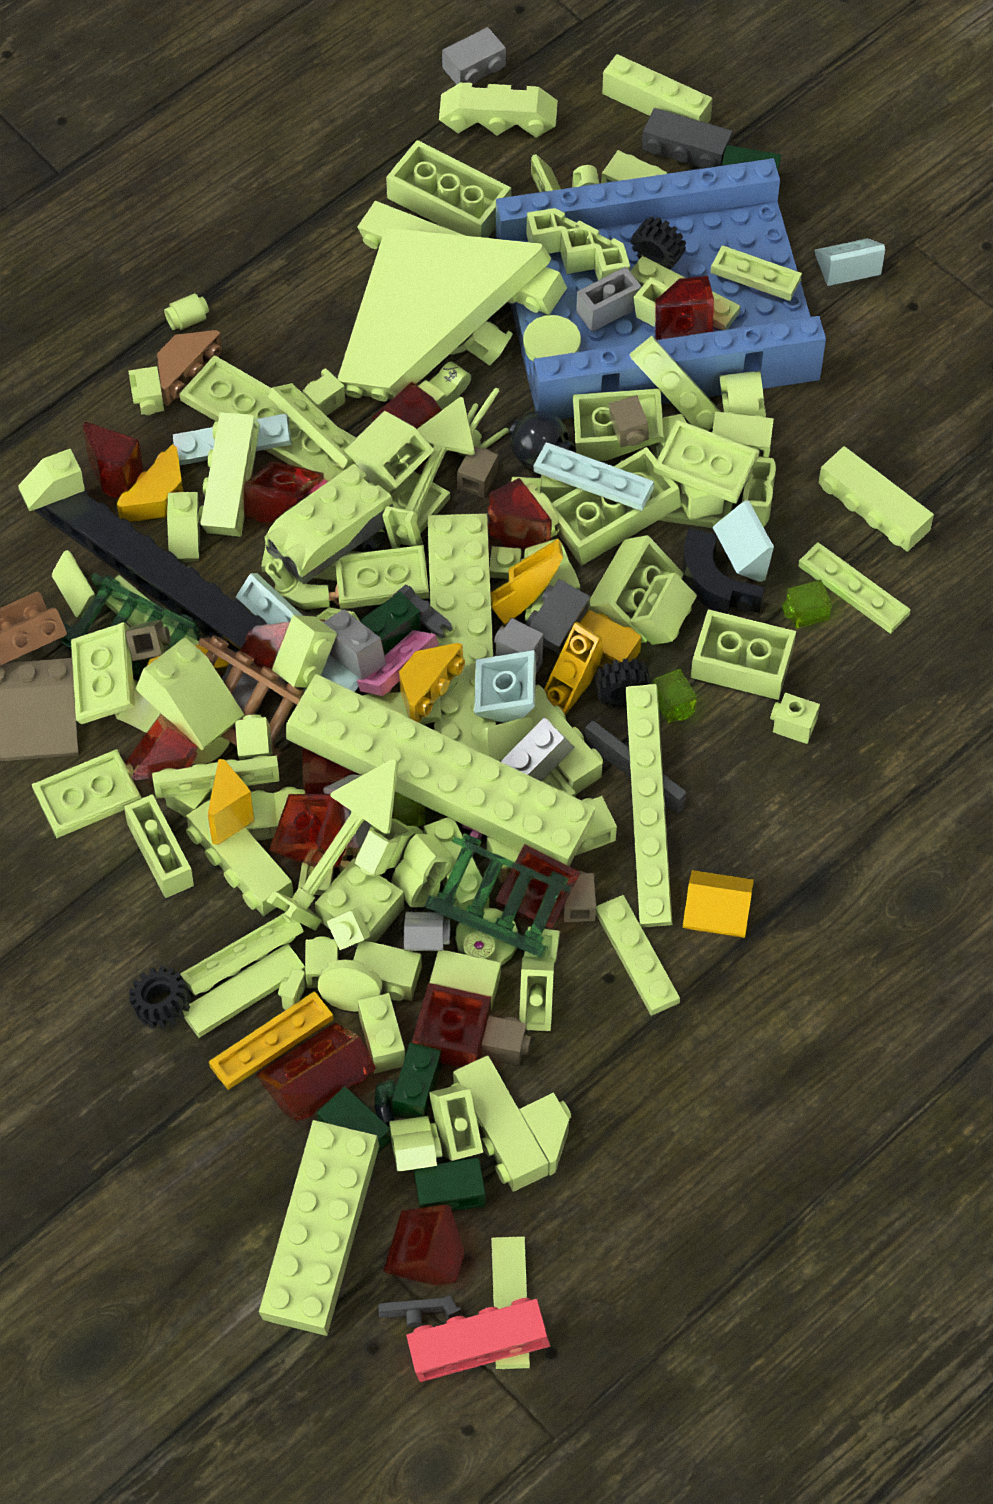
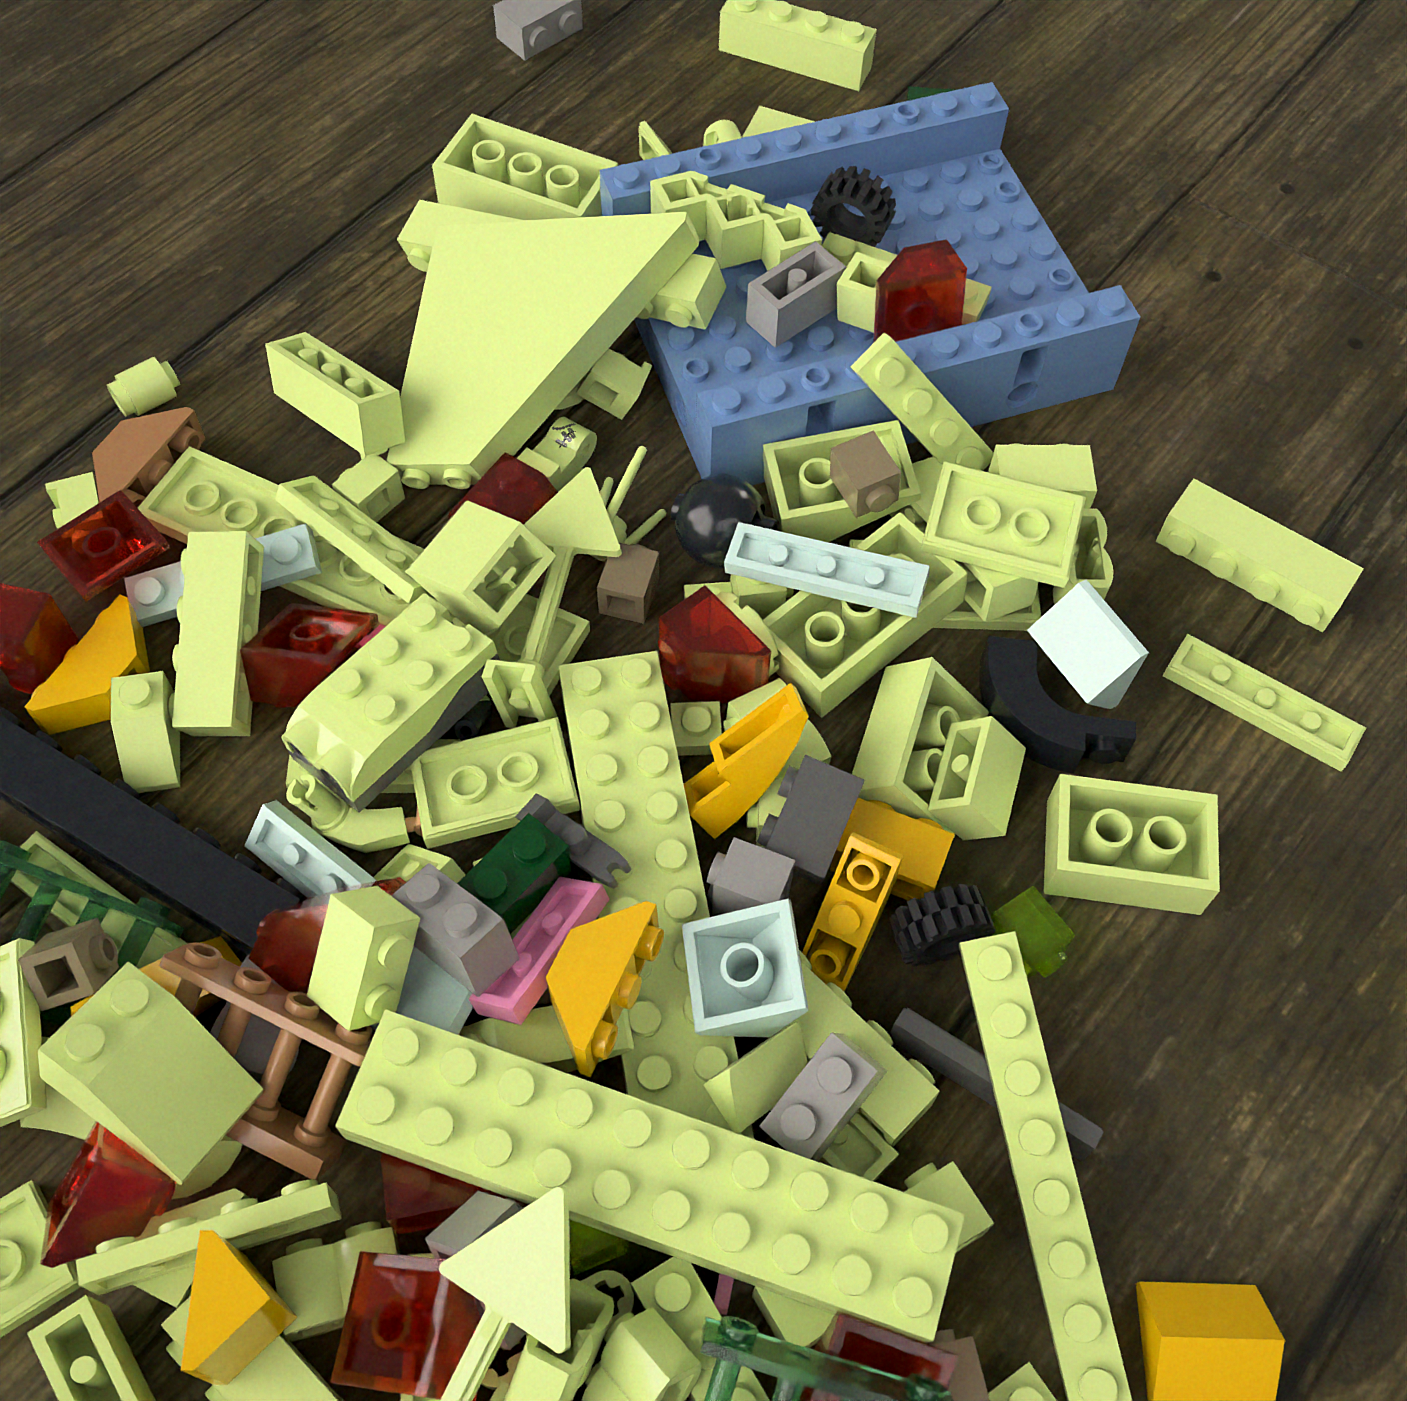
camera: 10 degrees left, 0 degrees up
(163, 414) = (103, 546): none -> clear red slope
(253, 737) = (281, 1144): yellowish green brick -> none
(309, 331) = (336, 393): none -> yellowish green brick
(498, 108) = (581, 70): yellowish green brick -> none
(551, 337) = (714, 359): yellowish green tile -> none
(685, 139) = (841, 85): dark grey brick -> none
(743, 393) = (1022, 415): yellowish green brick -> none
(756, 273) = (1004, 239): yellowish green plate -> none
(795, 717) = (1244, 948): yellowish green brick -> none
(807, 604) = (1205, 739): clear neon green brick -> none
(850, 261) = (1116, 221): light aqua slope -> none

